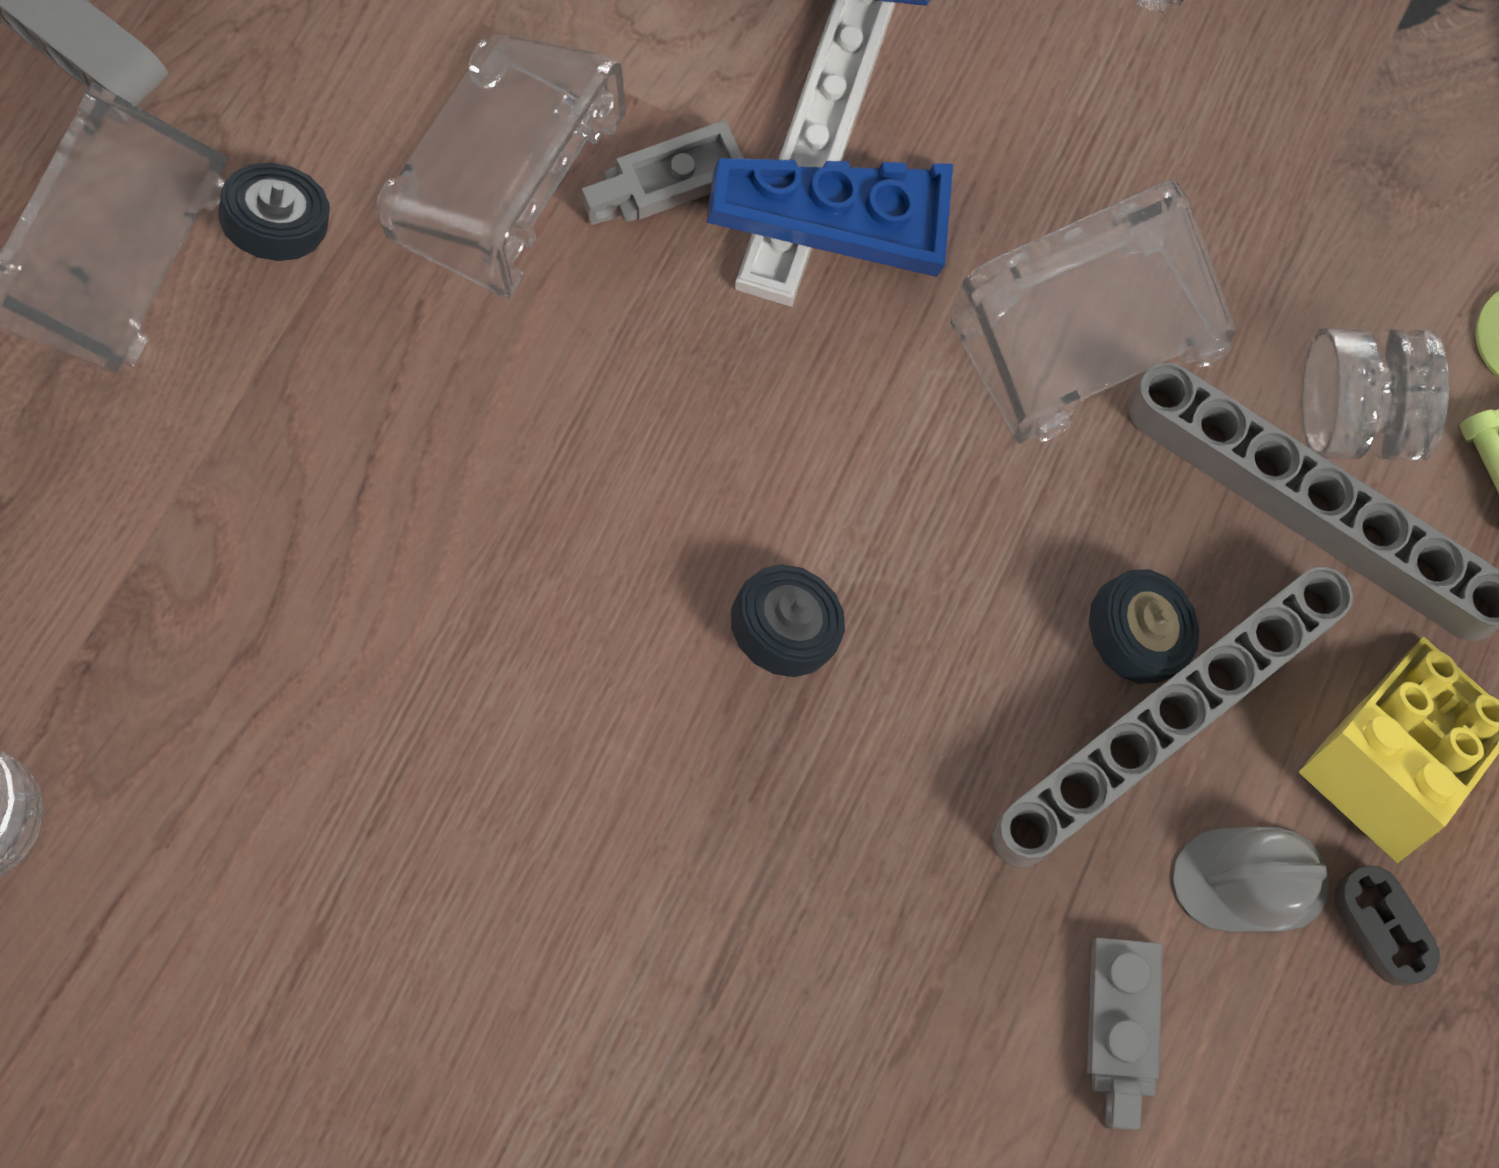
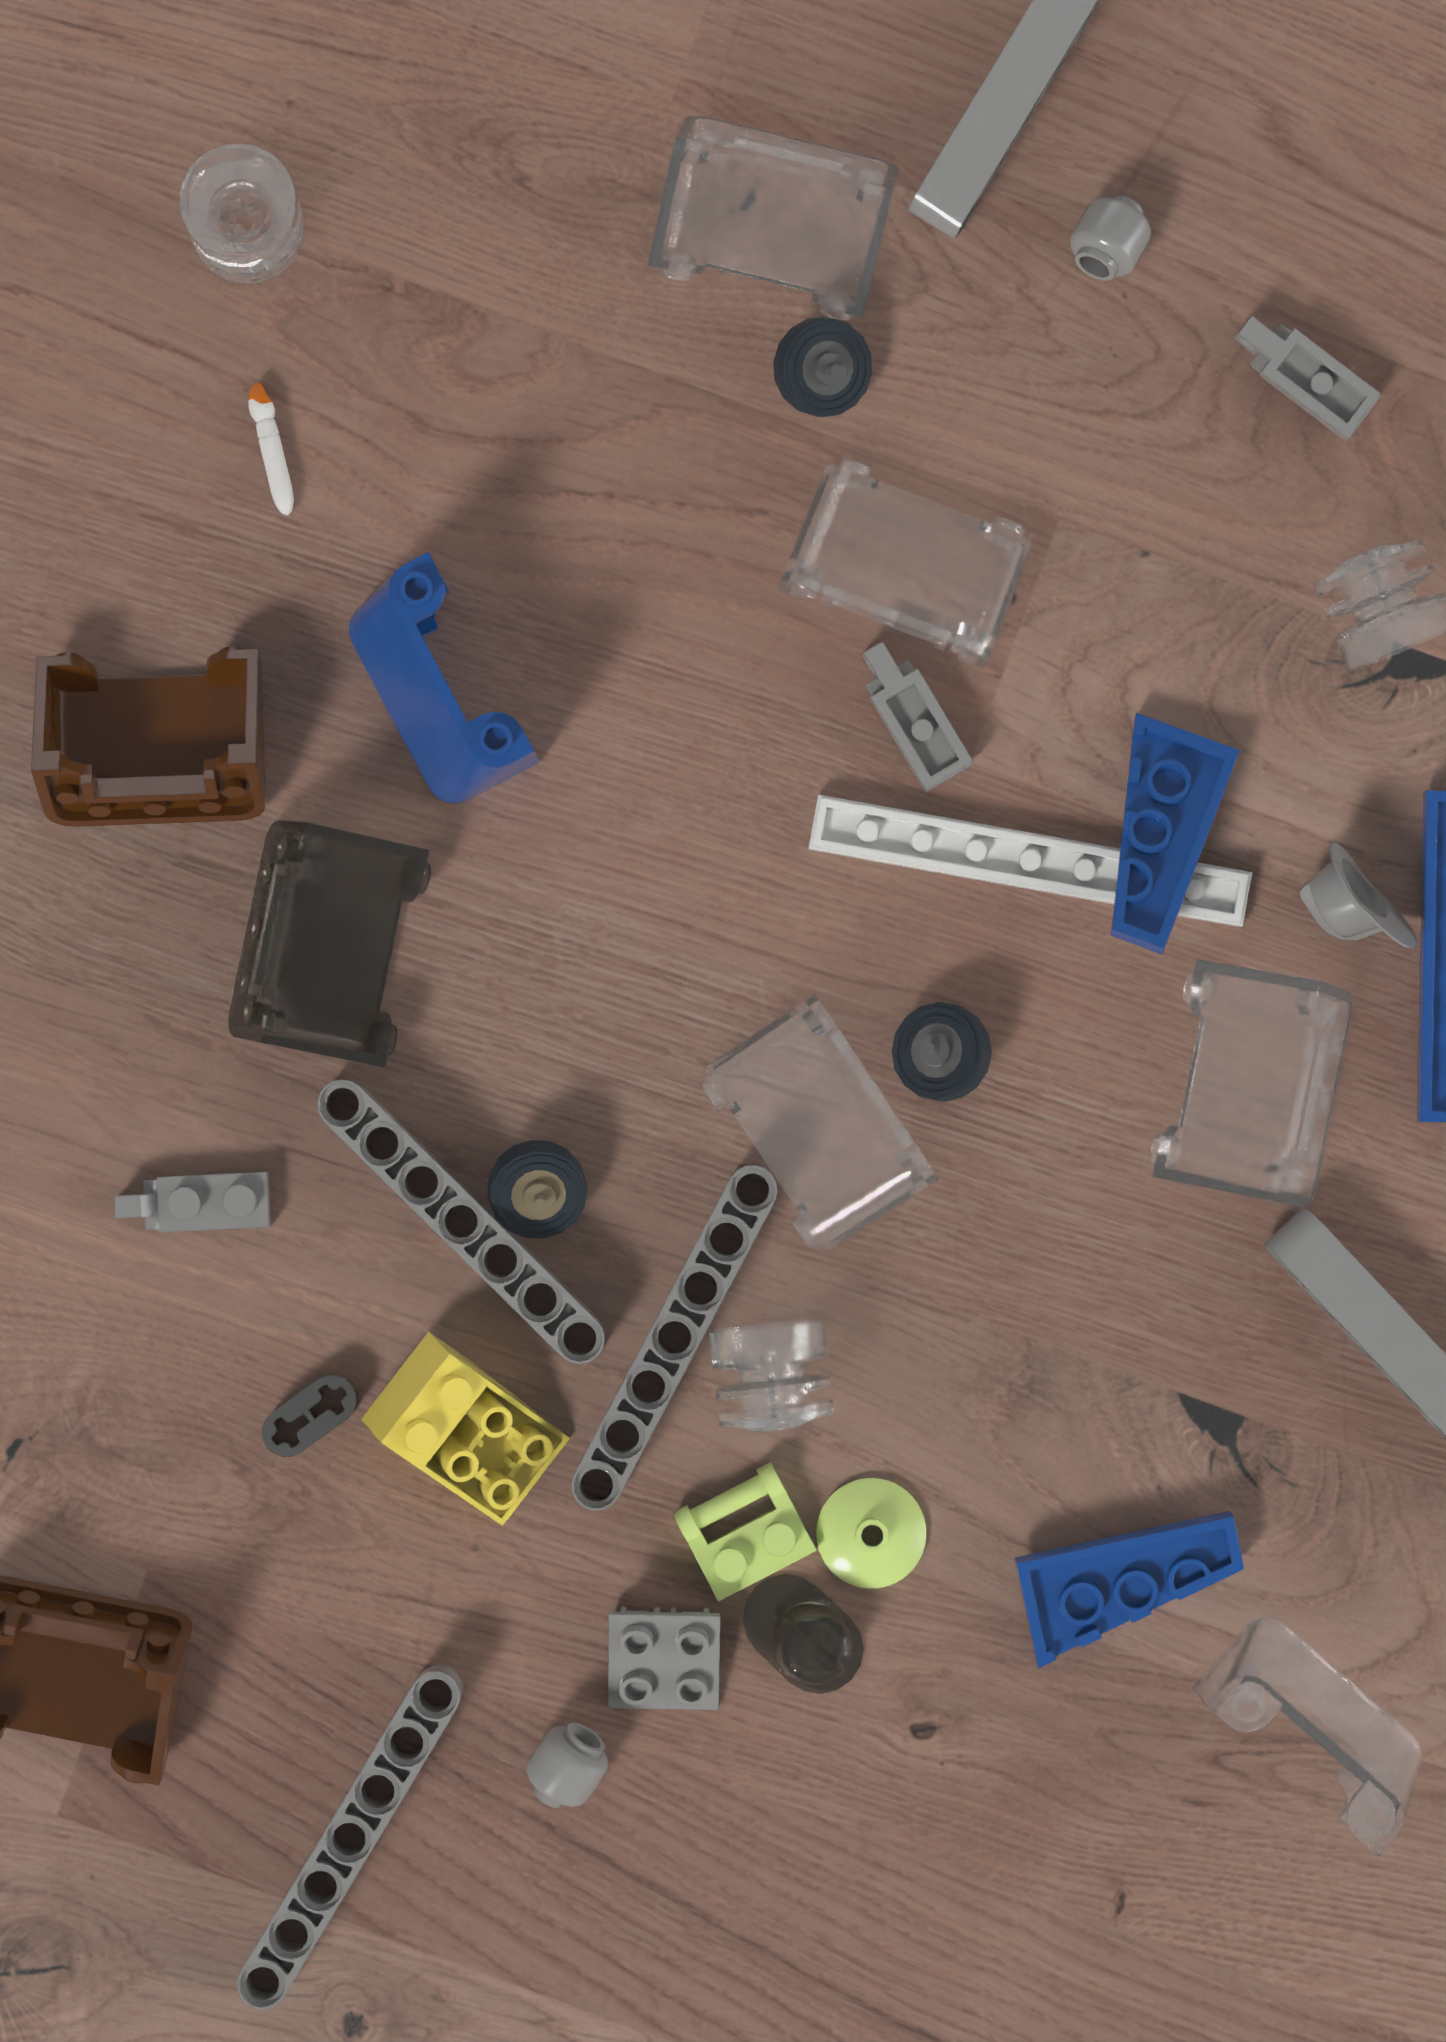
camera: 85 degrees right, 15 degrees up
(197, 825) = (271, 447): none -> white piece
(556, 669) = (452, 754): none -> blue windscreen
(566, 1005) = (149, 743): none -> reddish brown windscreen
(787, 620) = (500, 881): black wheel -> none
(831, 836) = (324, 941): none -> clear smoke windscreen
(861, 213) = (896, 889): blue wing -> none
(1029, 188) = (941, 1051): none -> black wheel
(1251, 879) = (336, 1301): light grey piece -> none

